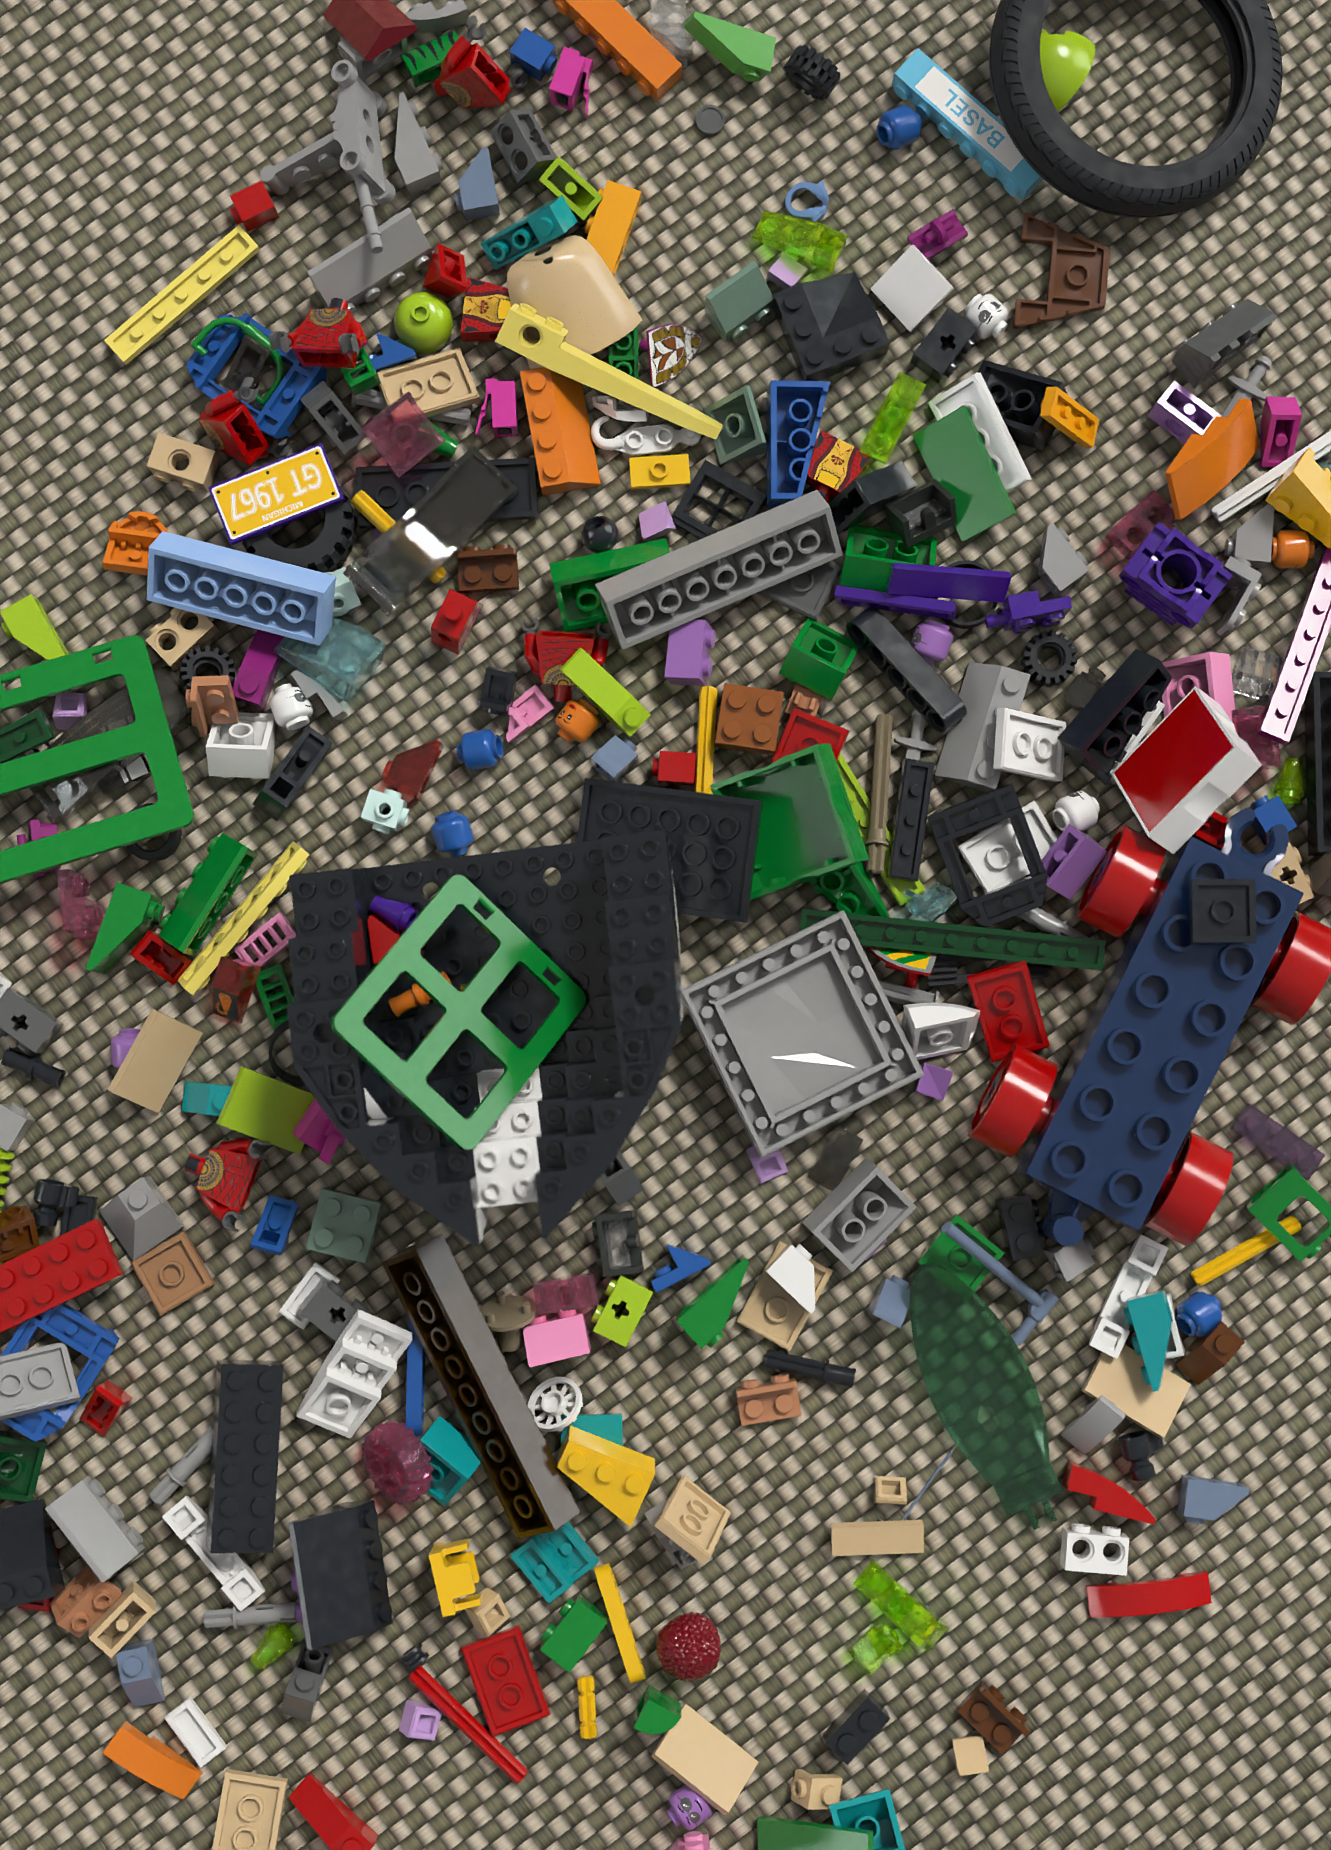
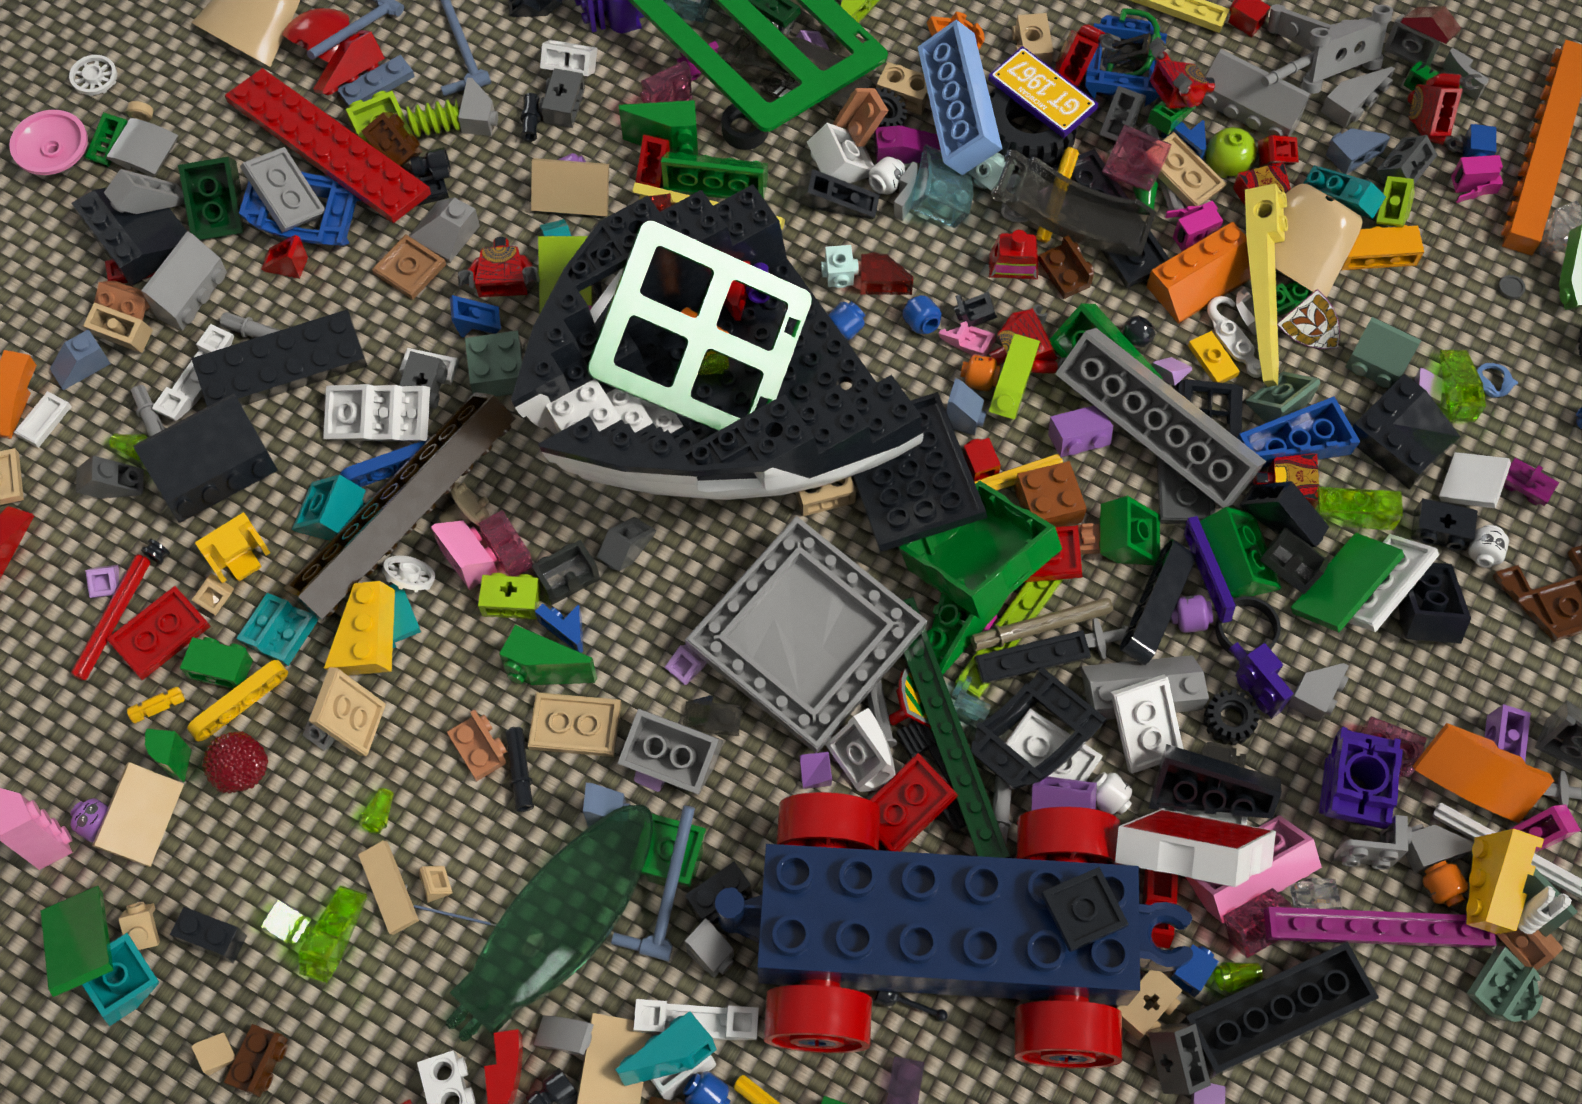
camera: 70 degrees right, 20 degrees down
(397, 1462) = (314, 469): clear pink gear -> none
(795, 1274) = (595, 718): white slope -> none
(796, 1522) = (377, 812): none -> clear neon green cone
(948, 582) = (1249, 596): dark purple tile -> none
(1069, 417) = (1445, 639): light orange plate -> none

